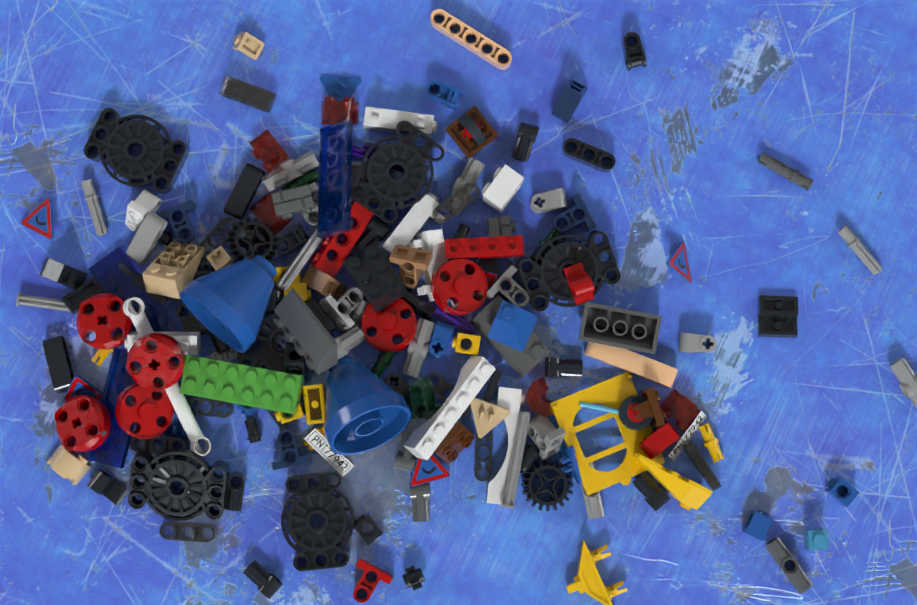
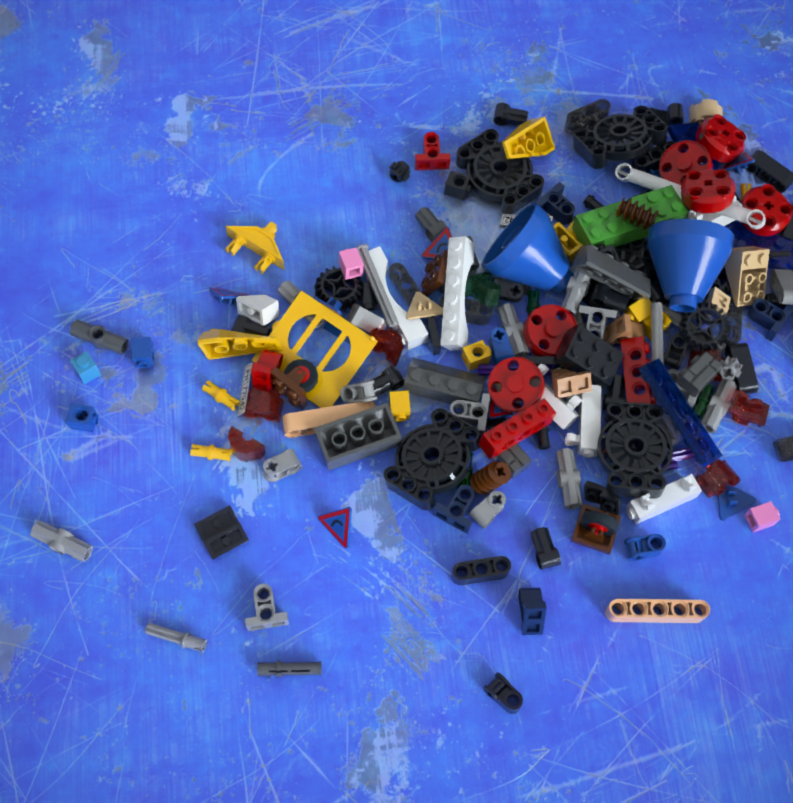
camera: 140 degrees right, 20 degrees down
(235, 494) = (575, 159): black piece -> none
(243, 373) = (636, 213): none -> reddish brown piece
(261, 191) = (730, 368): none -> light grey gear
(267, 534) = (529, 140): none -> yellow wedge
(328, 58) = (762, 516): none -> bright pink brick
(451, 143) = (599, 494): none -> black slope
(470, 198) = (572, 448): clear smoke beam -> none
(502, 189) = (536, 491): white brick -> none
(512, 326) = (451, 380): blue slope -> none
(527, 496) = (350, 263): none -> bright pink brick
(534, 221) = (490, 477): none -> reddish brown piece
(564, 336) = (400, 405): none -> yellow brick
(579, 283) = (417, 444): red tile -> none
(593, 367) = (358, 392): none -> light grey piece
(598, 407) = (335, 364): medium azure piece -> none
(632, 506) = (258, 308): none -> white slope
(652, 539) = (225, 294): none -> blue piece
(701, 465) = (218, 371): clear smoke beam -> none
(722, 378) = (244, 449): none -> clear red cylinder
(748, 393) = (211, 452): none -> yellow pin
(774, 230) = (262, 606): none -> light grey tile

